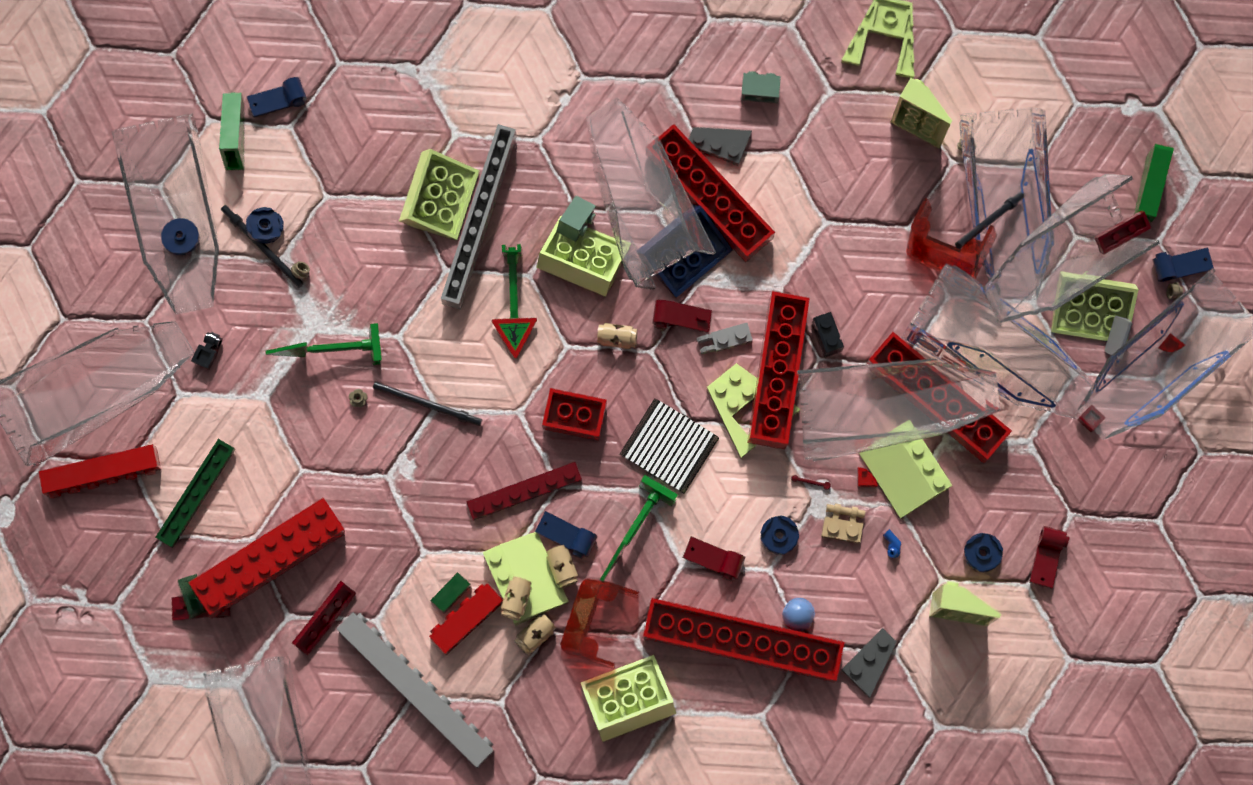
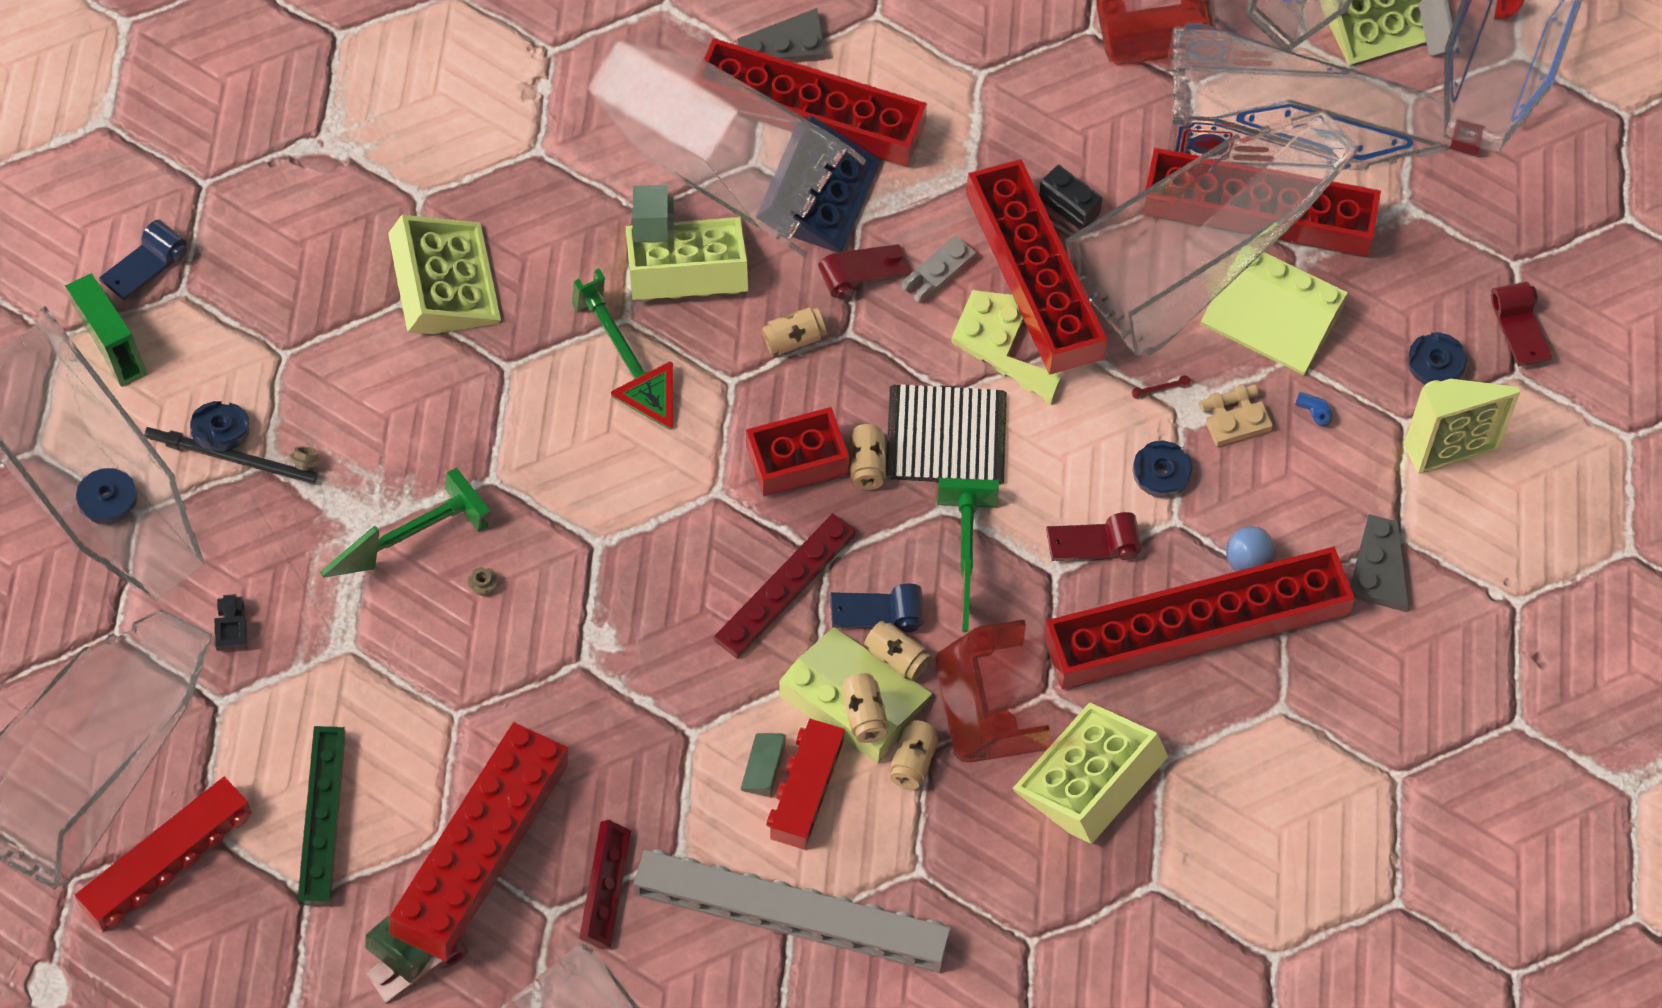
camera: 30 degrees left, 15 degrees down
(462, 415) = (642, 533): black bar -> none
(478, 217) = (517, 275): light grey brick -> none
(608, 444) = (867, 457): none -> tan piece
(865, 478) = (1229, 348): red tile -> none

